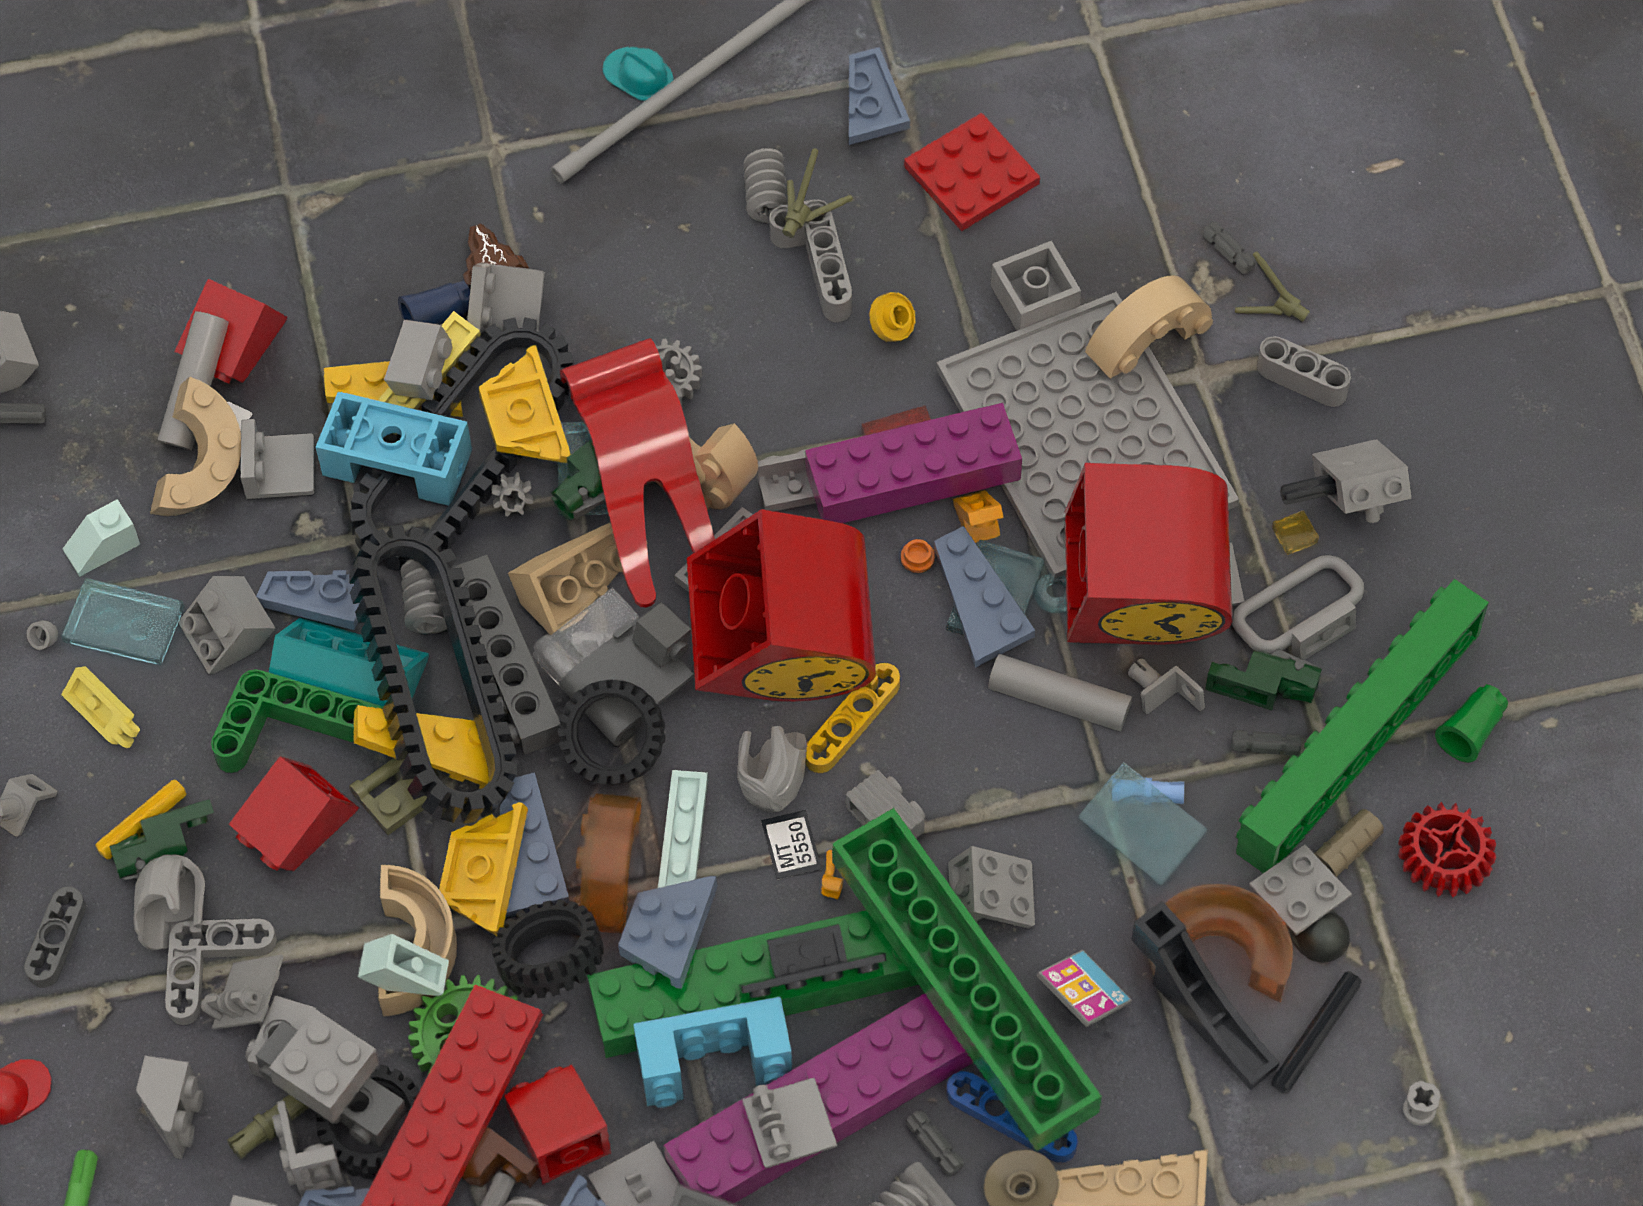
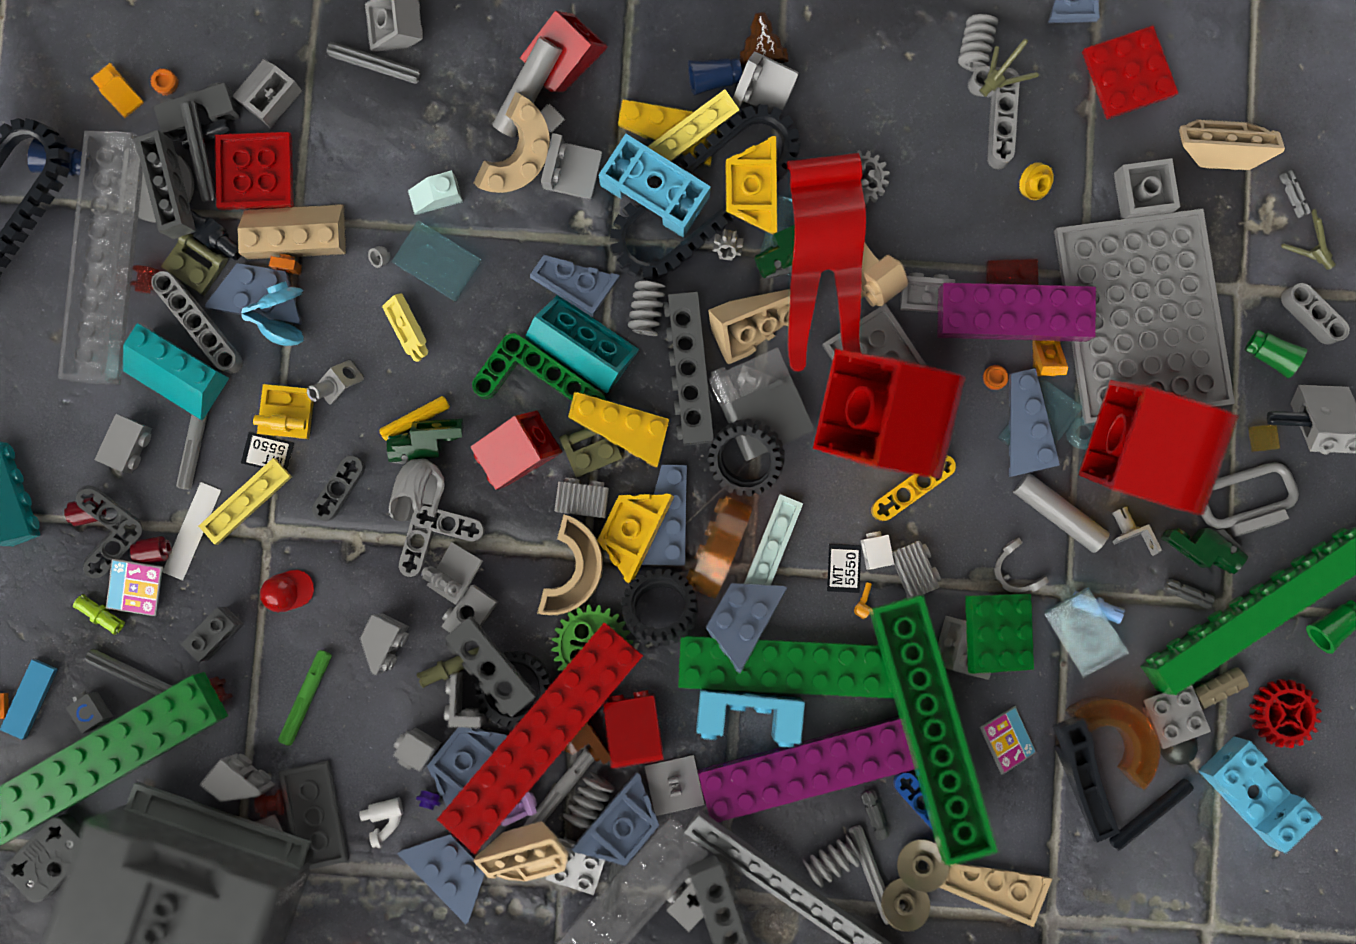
camera: 15 degrees right, 25 degrees up
(225, 623) = (505, 286): light grey slope -> none
(324, 1065) = (486, 666): light grey brick -> none
(395, 688) = (607, 292): black piece -> none
(402, 967) = (558, 601): light aqua slope -> none
(407, 847) = (582, 499): none -> light grey brick
(418, 360) = (689, 125): light grey brick -> none
(662, 635) = (801, 400): dark grey brick -> none
(775, 772) = (848, 515): light grey hair -> none
(789, 1122) = (784, 790): light grey hinge -> none
(808, 956) = (831, 680): black bracket -> none
(827, 805) = (877, 550): none -> white brick
(1024, 853) = (999, 633): none -> green plate
(1054, 791) = (1007, 549): none -> light grey piece
(1122, 215) = (1230, 144): none -> tan wedge
(1145, 317) = (1219, 247): tan brick -> none
(1269, 427) = (1276, 352): none -> green plant
(1411, 941) = (1275, 812): none -> medium azure plate
(1420, 1113) = (1209, 894): light grey bush -> none

